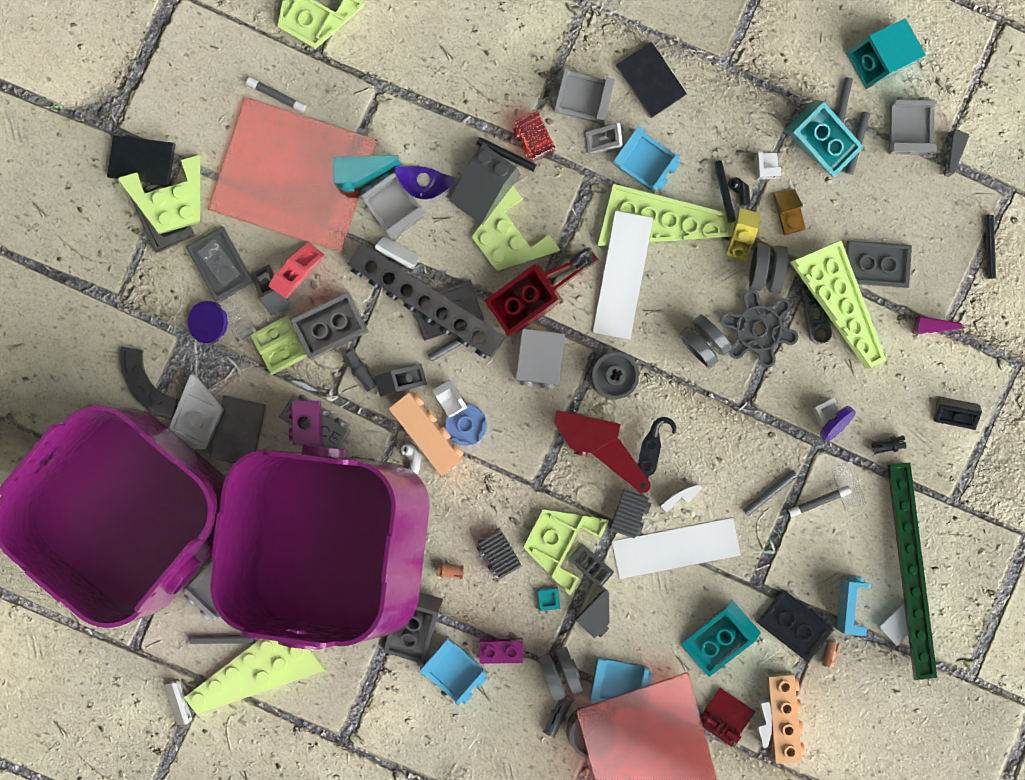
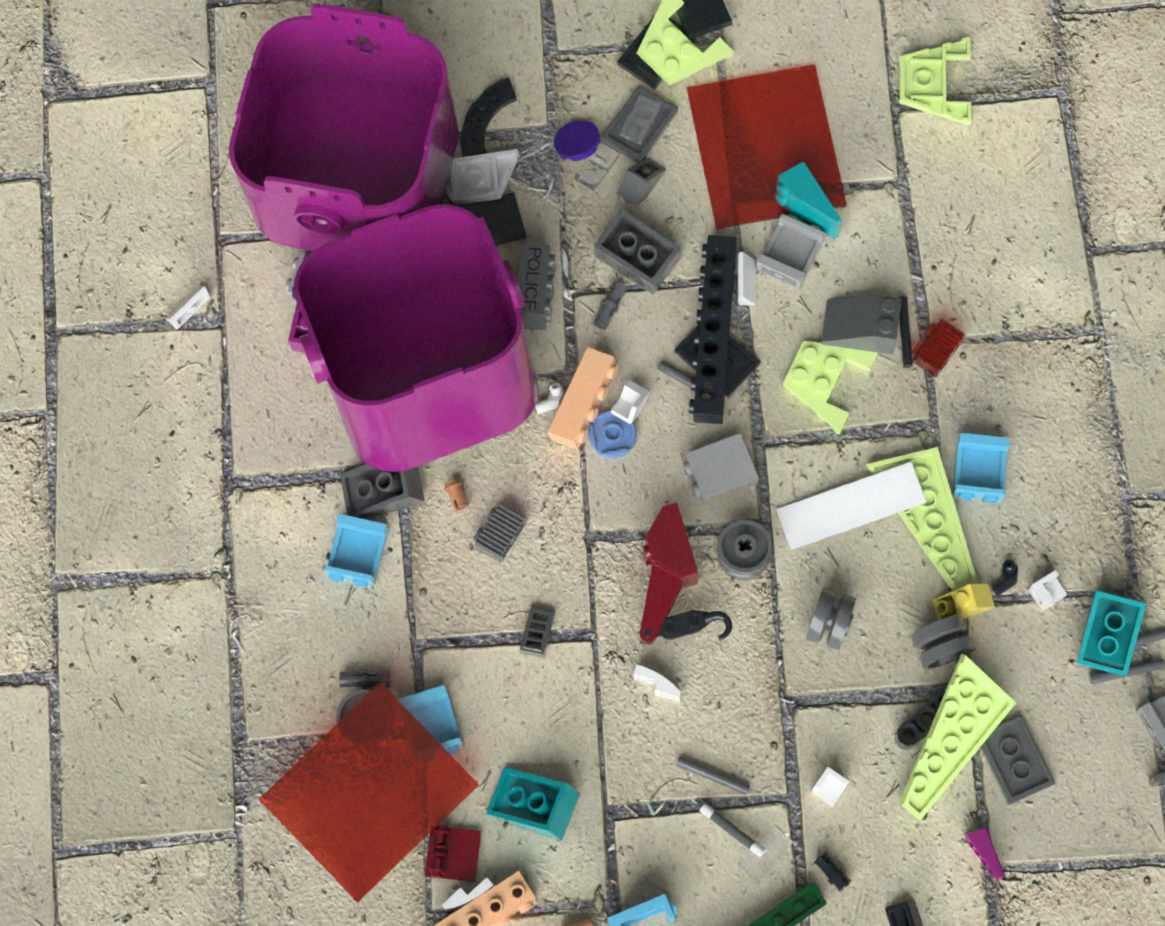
camera: 65 degrees right, 15 degrees down
(221, 639) = (271, 314): dark grey bar -> none
(252, 672) = (265, 367): yellowish green wing -> none
(276, 94) = (834, 91): dark grey bar -> none
(279, 345) = (589, 217): yellowish green slope -> none
(296, 270) = (674, 191): coral slope -> none
(313, 433) = (544, 264): magenta brick -> none
(400, 380) = (620, 343): dark grey slope -> none
(438, 181) = (824, 252): dark purple piece -> none
(501, 650) = (402, 585): magenta brick -> none
(533, 294) = (777, 421): dark red slope -> none
(548, 599) = (480, 607): teal tile -> none
(553, 538) = (544, 578): yellowish green wing -> none
(560, 674) = (409, 653): dark grey wheel -> none
(583, 96) = (1007, 373): light grey panel -> none
(596, 615) = (489, 662): dark grey slope -> none
(604, 139) = (977, 416): white slope -> none
(630, 513) = (612, 640): dark grey brick -> none
(651, 80) = (1064, 431): black tile -> none
(676, 548) = (602, 710): white sticker -> none
(724, 191) = (996, 560): black bar -> none
(774, 331) = (873, 653): dark grey plate -> none
(789, 211) = (1014, 640): pearl gold slope -> none
(795, 625) = (588, 876): black tile -> none
(837, 425) = (824, 802): dark purple tile -> none
(990, 247) = (1103, 869): black bar -> none

